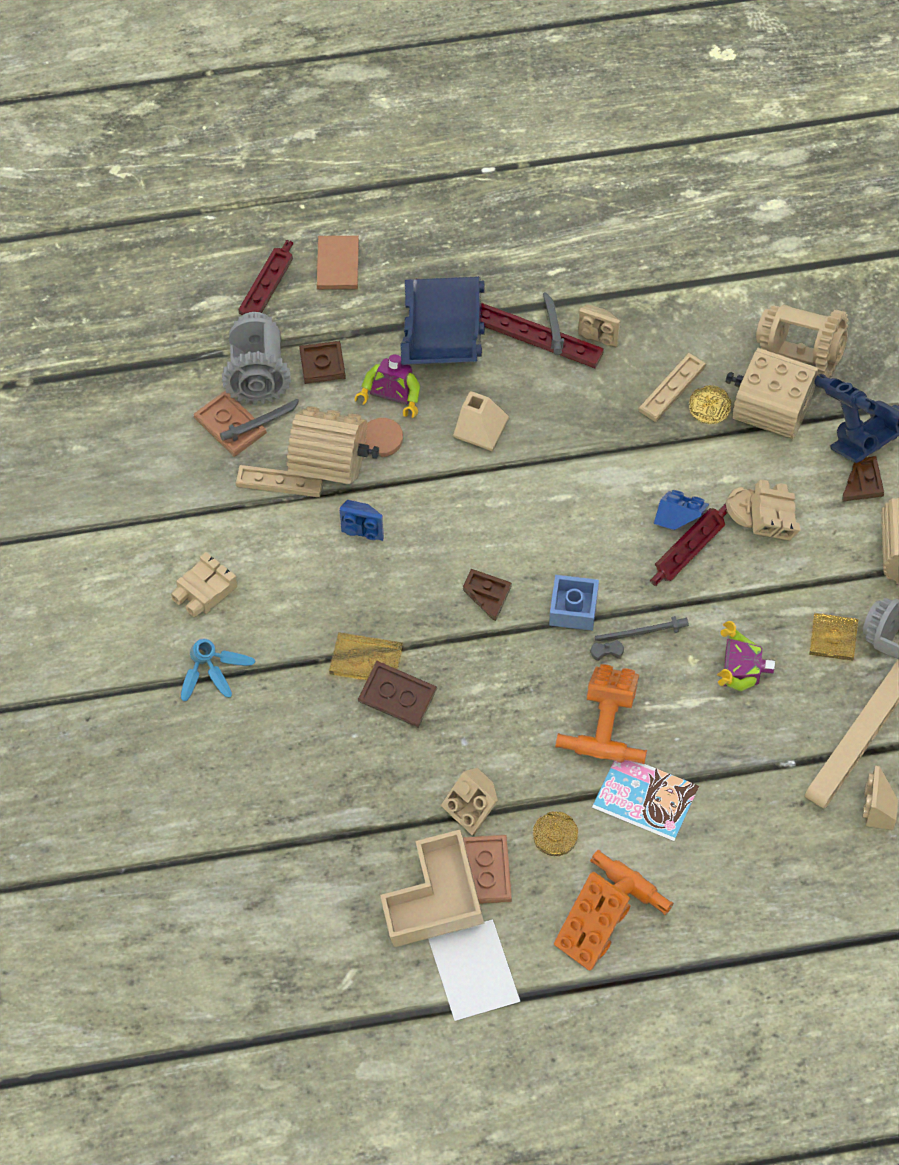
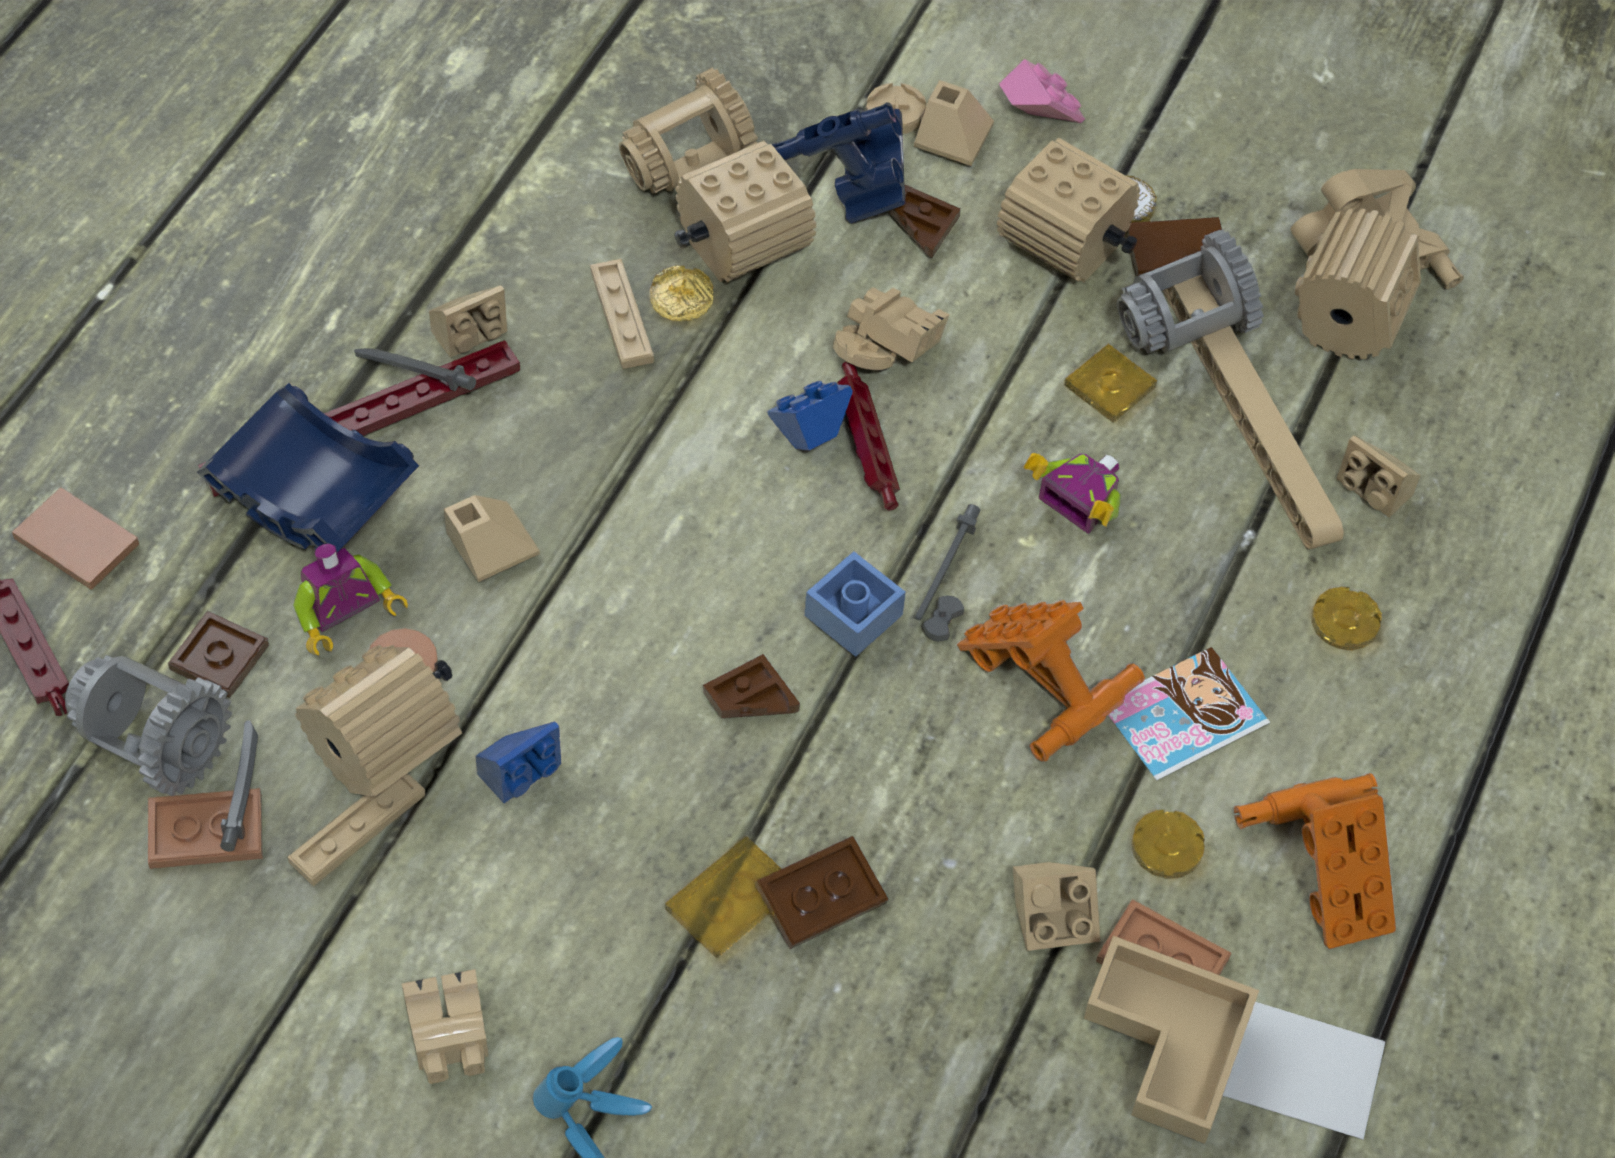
camera: 60 degrees left, 5 degrees down
(773, 840) = (1346, 618): none -> clear yellow tile

